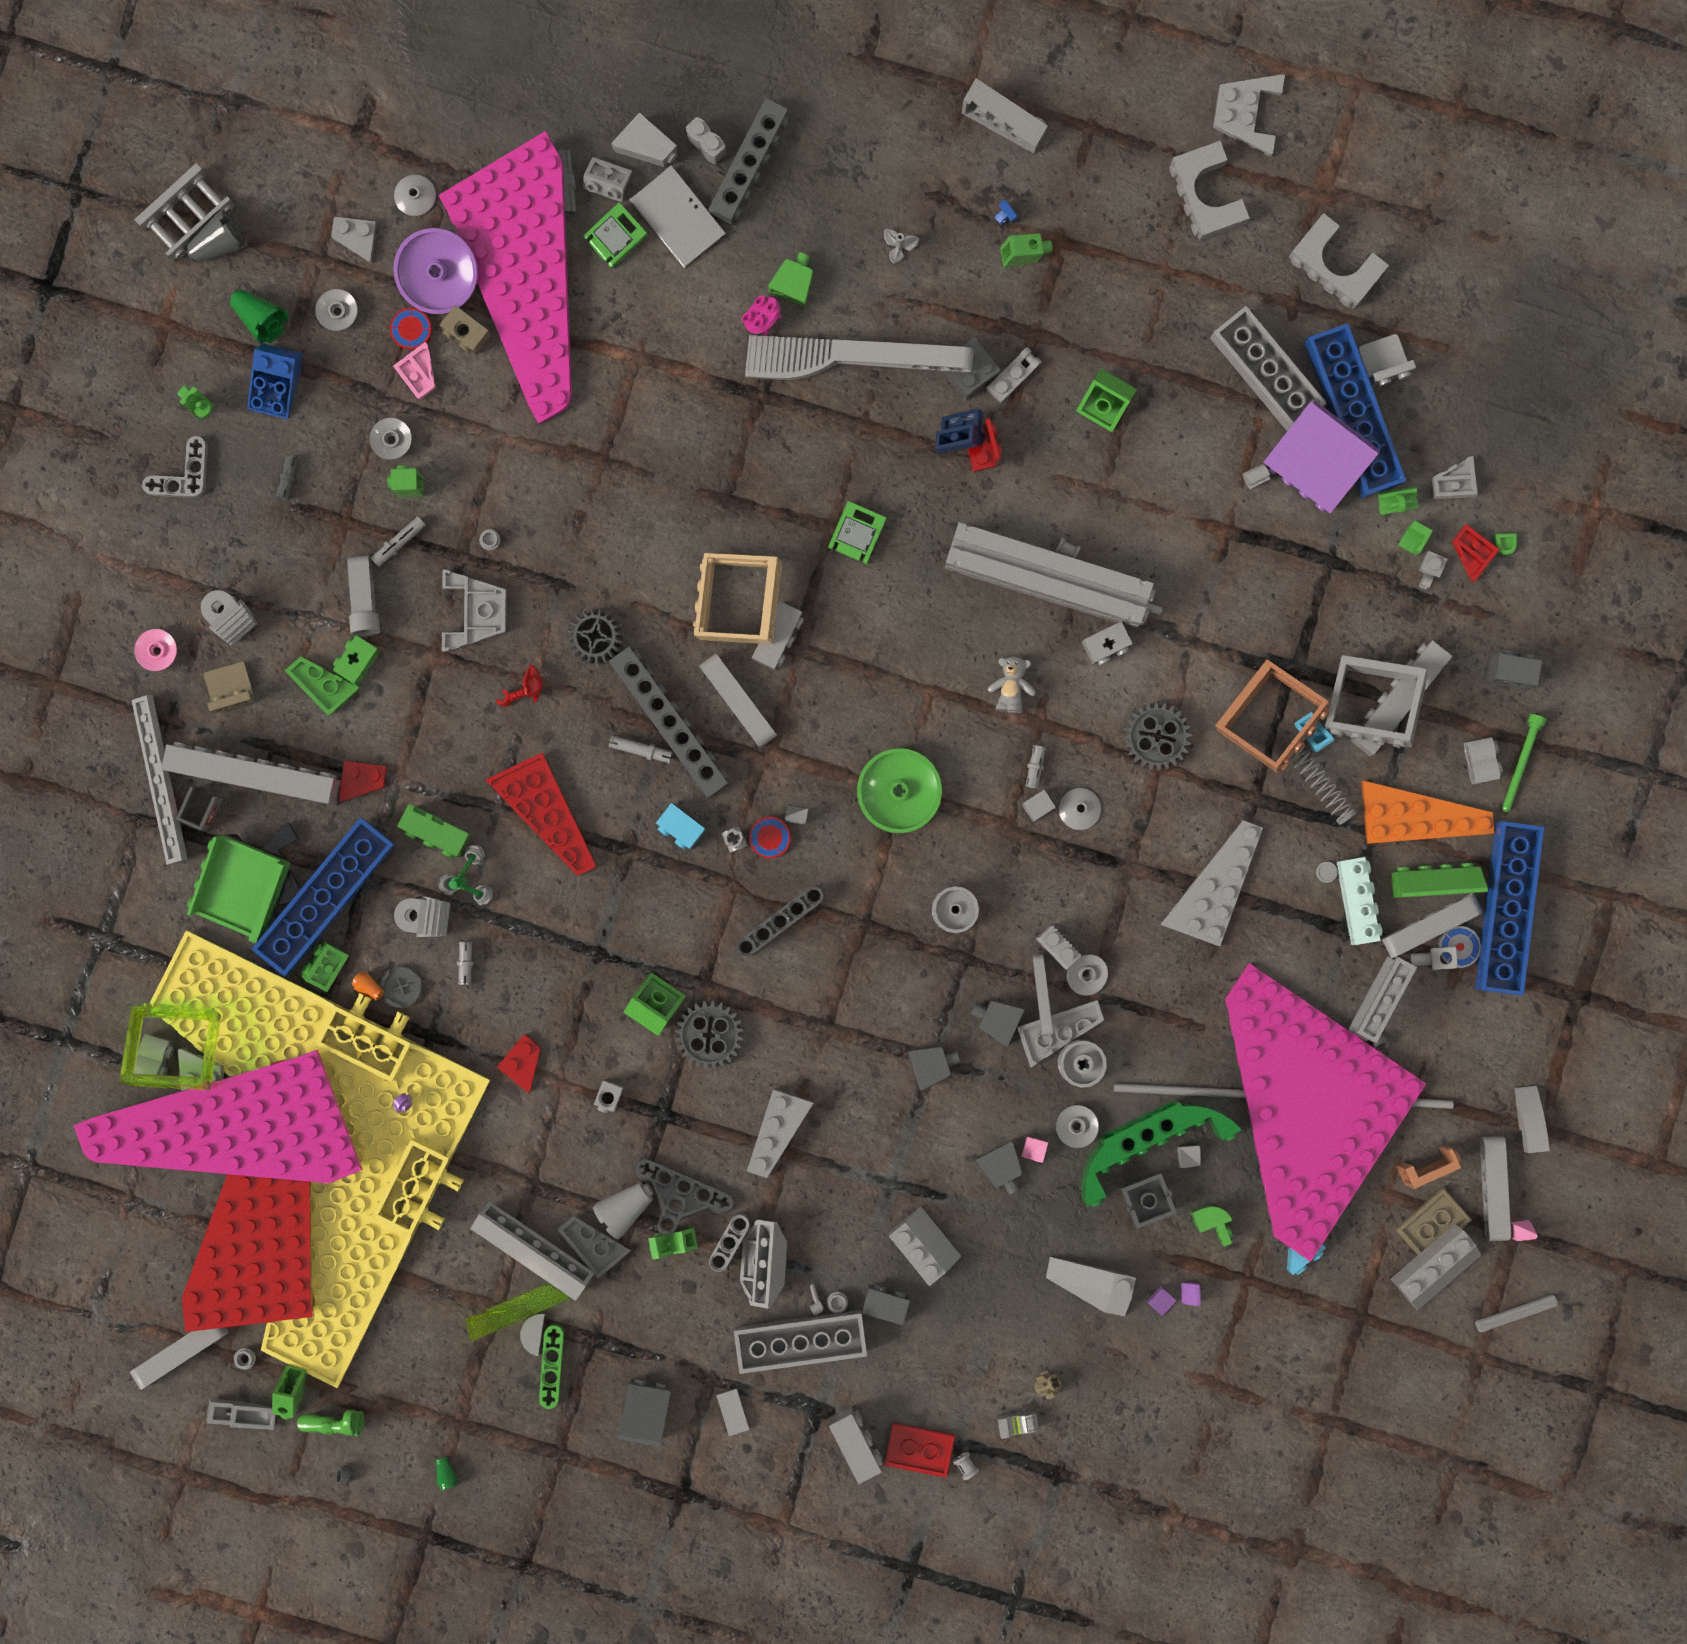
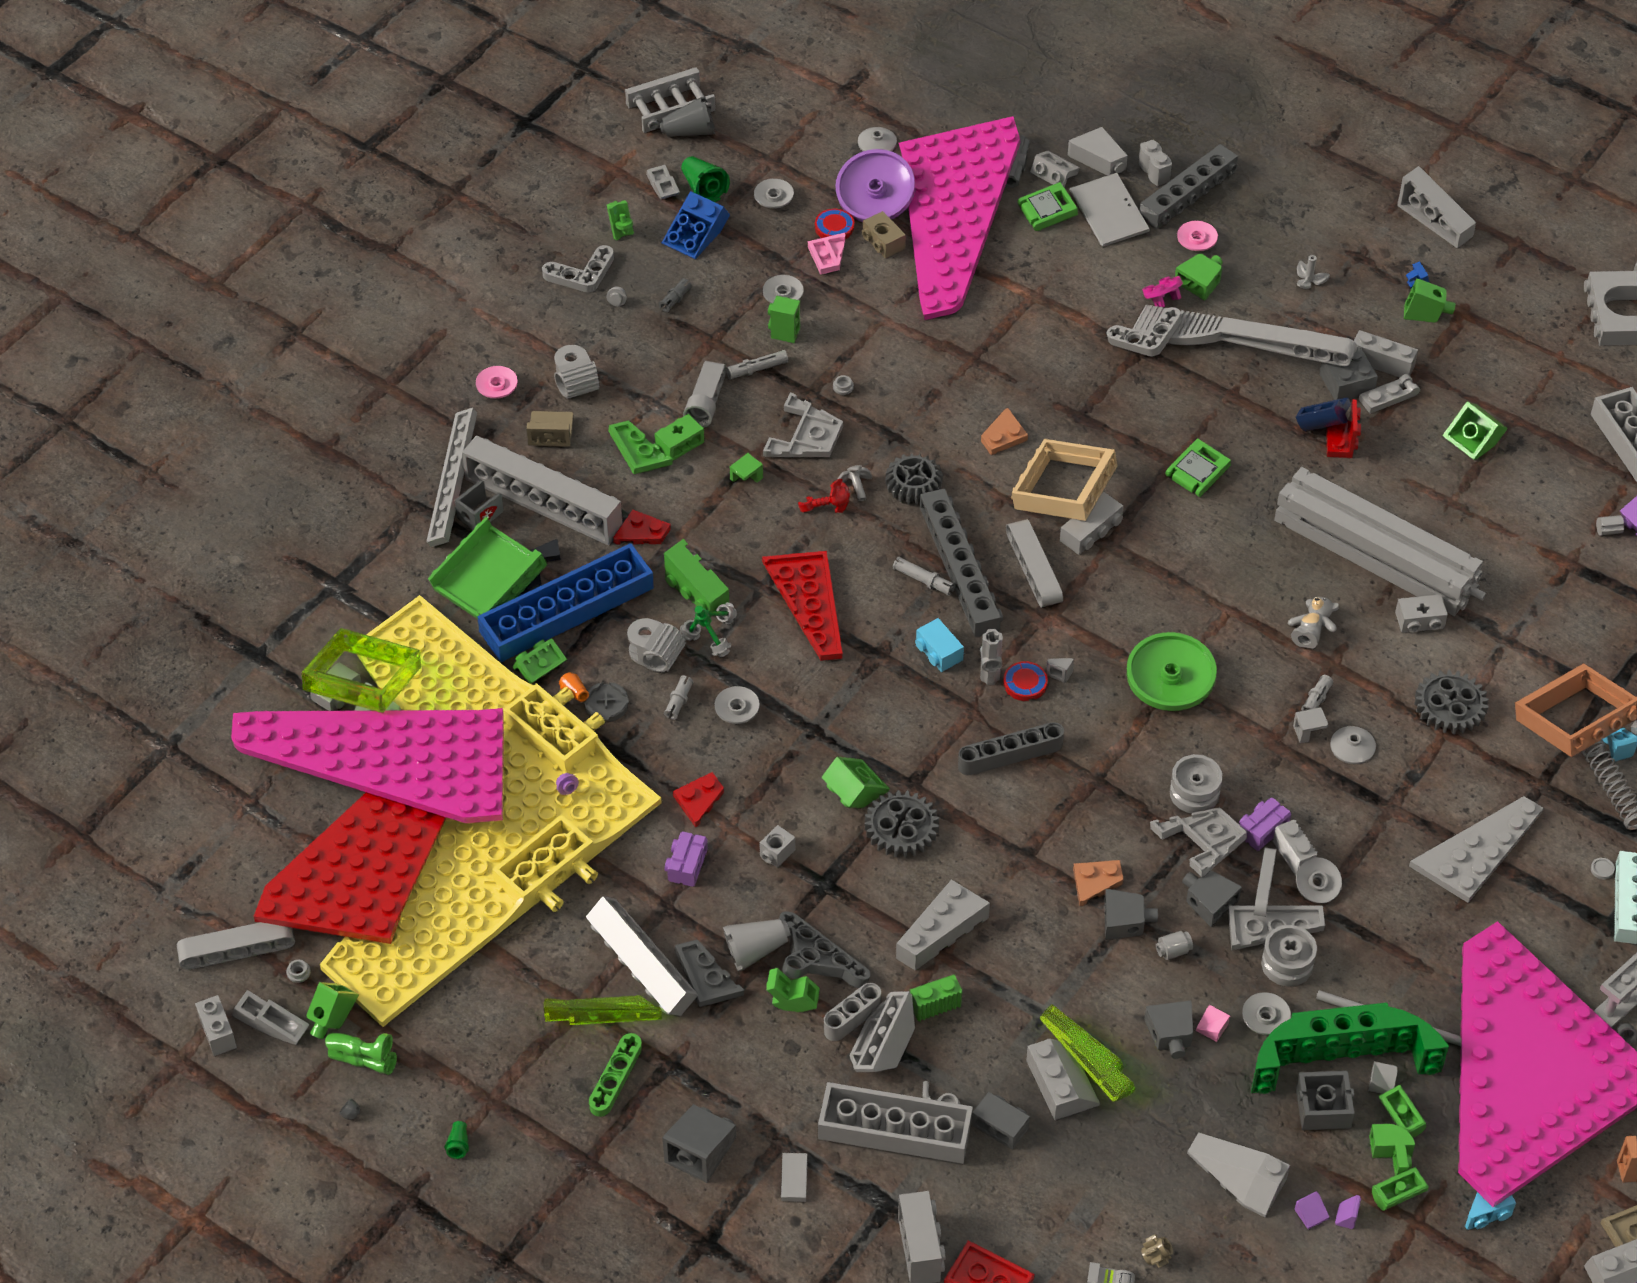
camera: 20 degrees right, 35 degrees down
(198, 1439) = (215, 1025): none -> light grey brick
(219, 328) = (662, 182): none -> light grey slope
(230, 499) = (616, 296): none -> light grey plate
(355, 235) = (812, 152): light grey wing -> none
(434, 680) = (745, 468): none -> bright green panel
(510, 960) = (737, 698): none -> light grey dish
(532, 1333) = (608, 1037): light grey tile -> none
(534, 1135) = (686, 858): none -> medium lavender brick
(538, 652) = (855, 473): none -> light grey plant
(661, 547) = (1003, 433): none -> nougat wing
(764, 389) = (1146, 343): none -> light grey beam
(773, 219) = (1197, 235): none -> bright pink dish
(795, 1205) = (936, 997): none -> bright green brick
(895, 1032) = (1095, 878): none -> nougat wing
(940, 1217) = (1093, 1056): none -> clear neon green wedge
(981, 1082) = (1174, 945): none -> light grey brick
(982, 954) = (1211, 830): none -> light grey wing
(998, 331) = (1387, 354): none -> light grey brick
(1025, 928) = (1263, 821): none -> medium lavender brick
(1212, 1184) = (1403, 1111): none -> bright green brick
(1228, 1260) = (1399, 1189): none -> bright green brick

